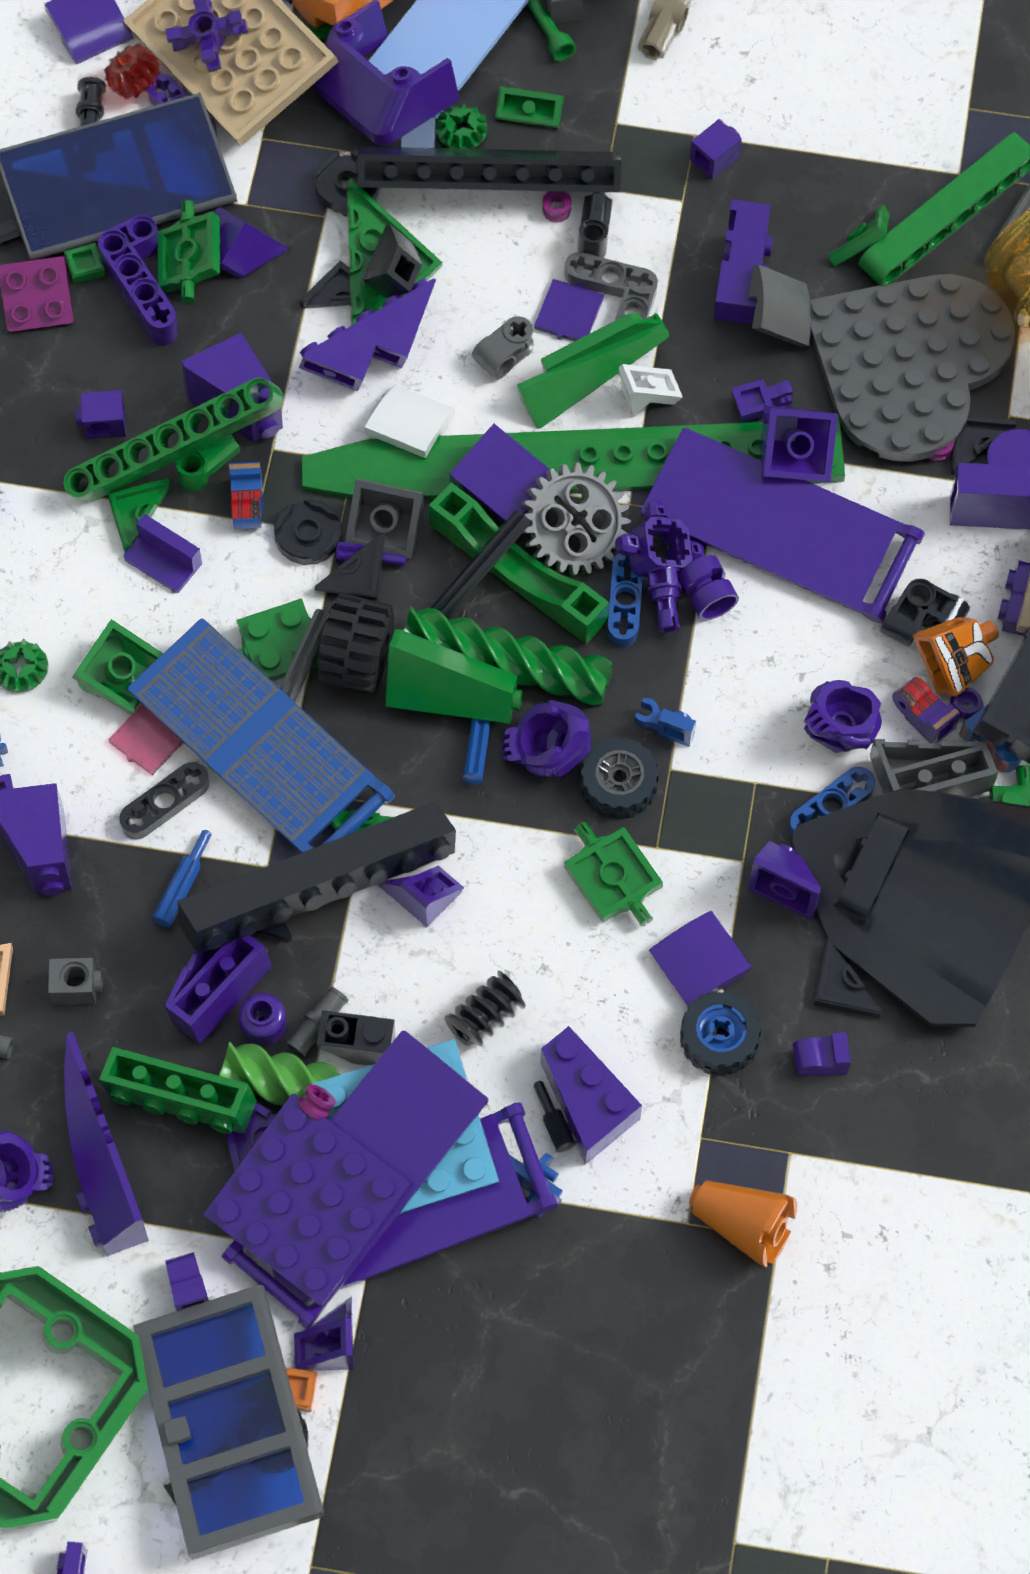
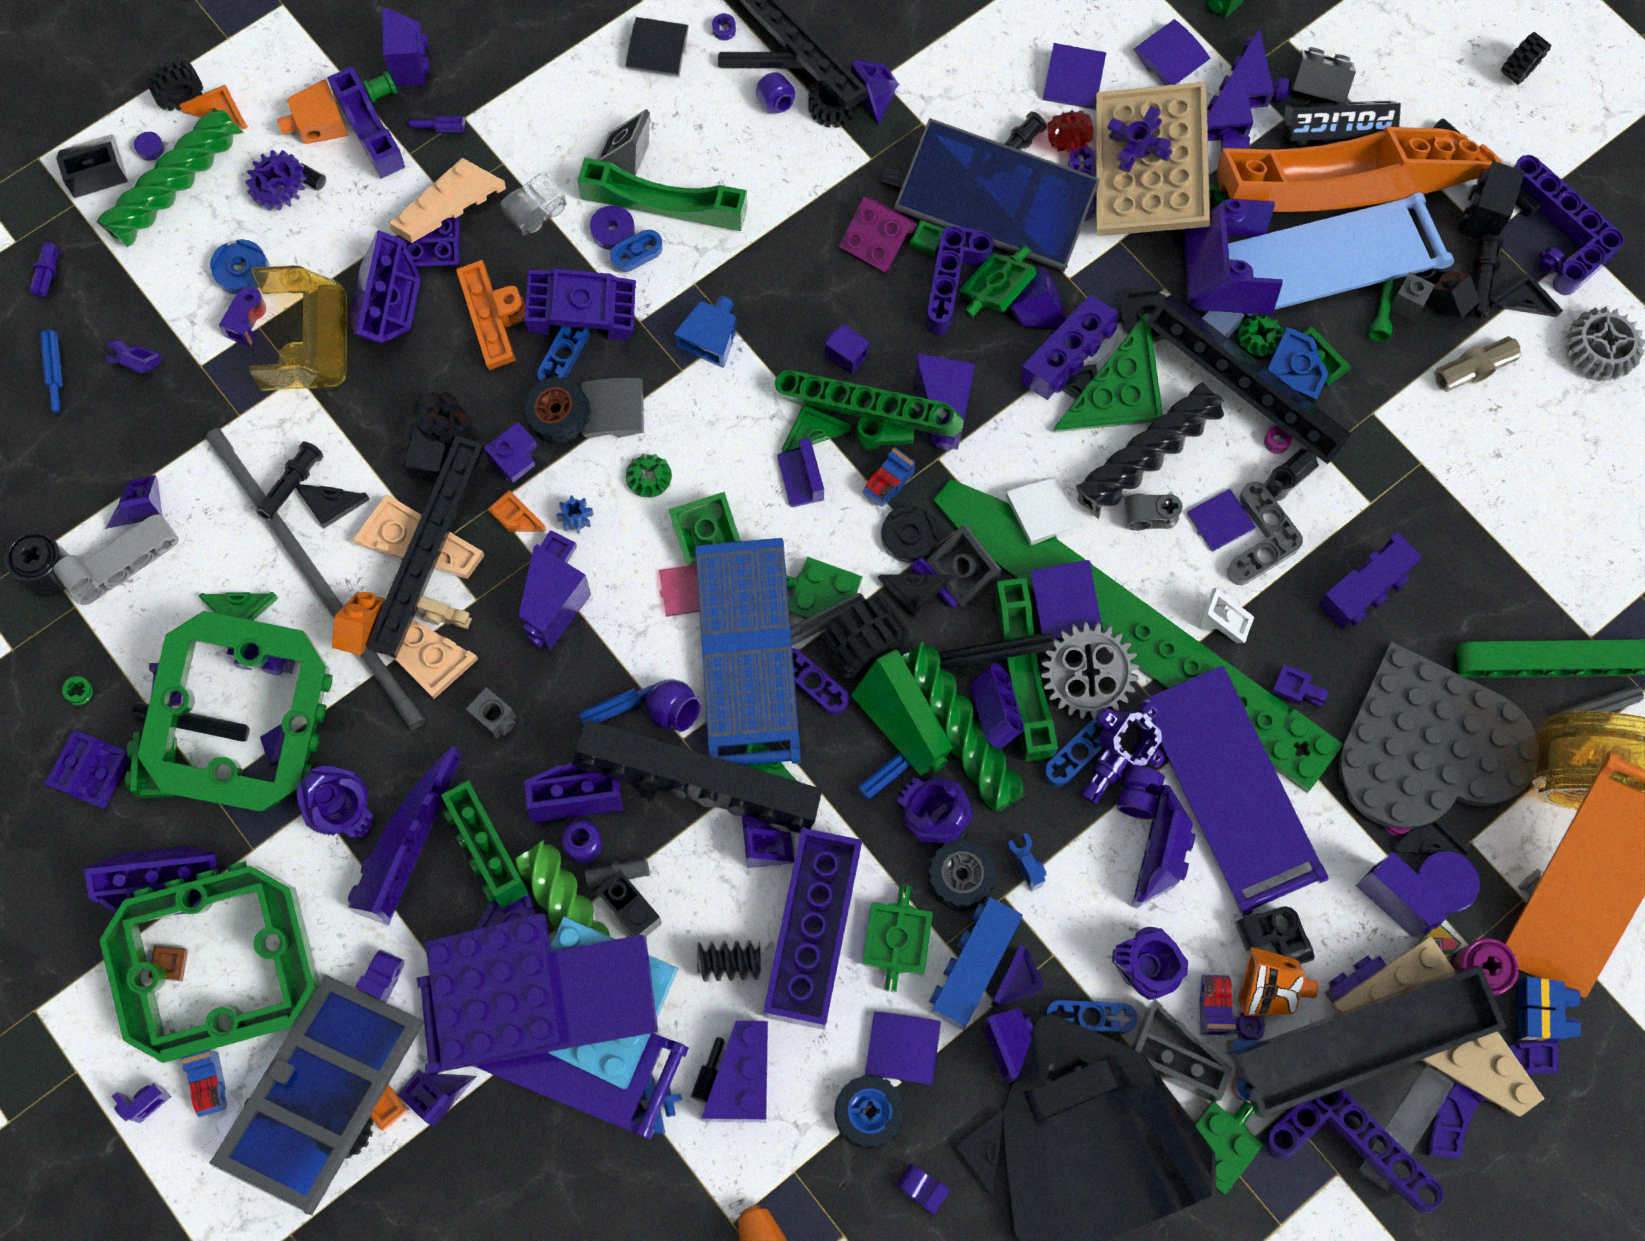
camera: 40 degrees right, 5 degrees up
(110, 1506) = (205, 1082): none -> leg
(138, 806) = (648, 630): black beam -> none
(234, 839) = (672, 705): none -> dark purple piece
(305, 261) = (1056, 351): none -> dark purple brick
(316, 1101) = (550, 932): magenta bush -> none
(364, 713) = (834, 689): none -> dark purple beam
(381, 335) = (1076, 437): dark purple slope -> none
(393, 264) = (1124, 394): black slope -> none
(453, 296) = (1147, 449): none -> black piece
(517, 125) = (1299, 364): none -> blue plate
(523, 611) = (997, 706): none -> dark purple beam
(535, 922) = (812, 929): none -> dark purple brick
(588, 364) = (1198, 568): green wedge -> none
(699, 838) = (976, 963): none -> blue brick
(715, 148) = (1426, 484): dark purple brick -> none
(747, 820) = (1020, 980): none -> dark purple slope
(770, 618) = (1165, 849): none -> dark purple wedge
(781, 306) = (1370, 633): dark grey slope -> none
(798, 443) = (1292, 742): dark purple slope -> none
(862, 237) = (1477, 629): green tile -> none

